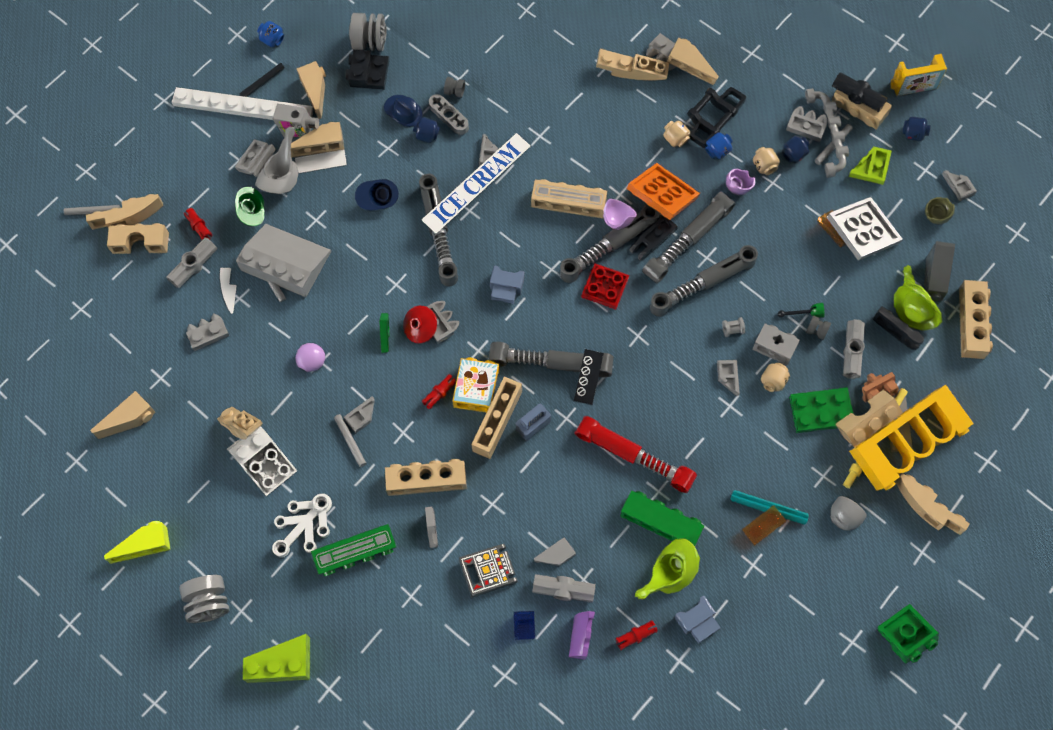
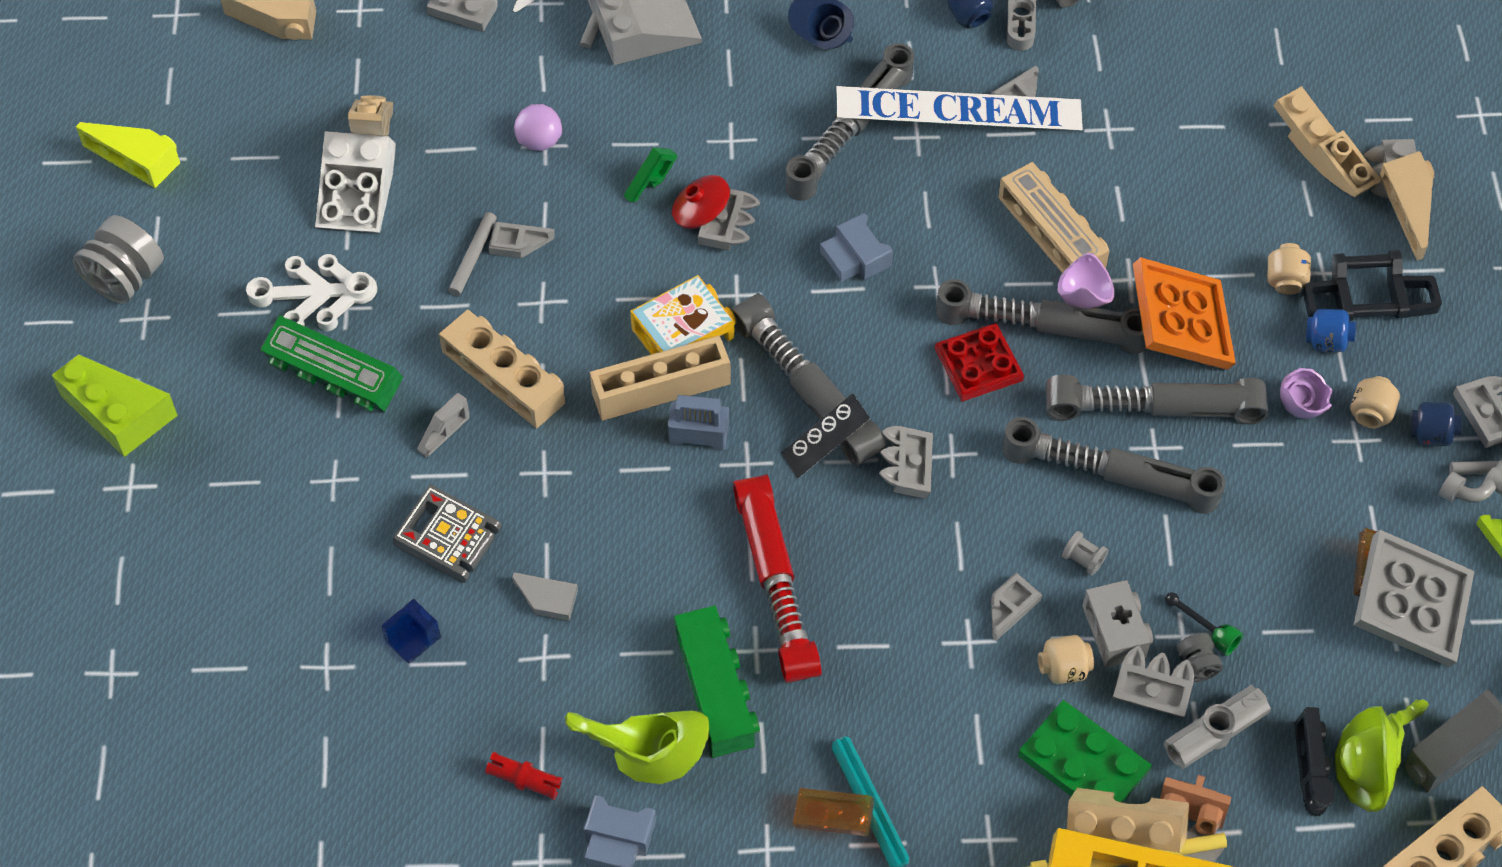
camera: 45 degrees right, 10 degrees down
(439, 391) = (630, 292): red pin -> none
(563, 588) = (506, 638): light grey piece -> none
(581, 635) = (450, 715): medium lavender slope -> none
(629, 354) = (910, 459): none -> light grey plate
(654, 237) = (1109, 360): black hinge -> none
(817, 354) = (1154, 686): none -> light grey plate

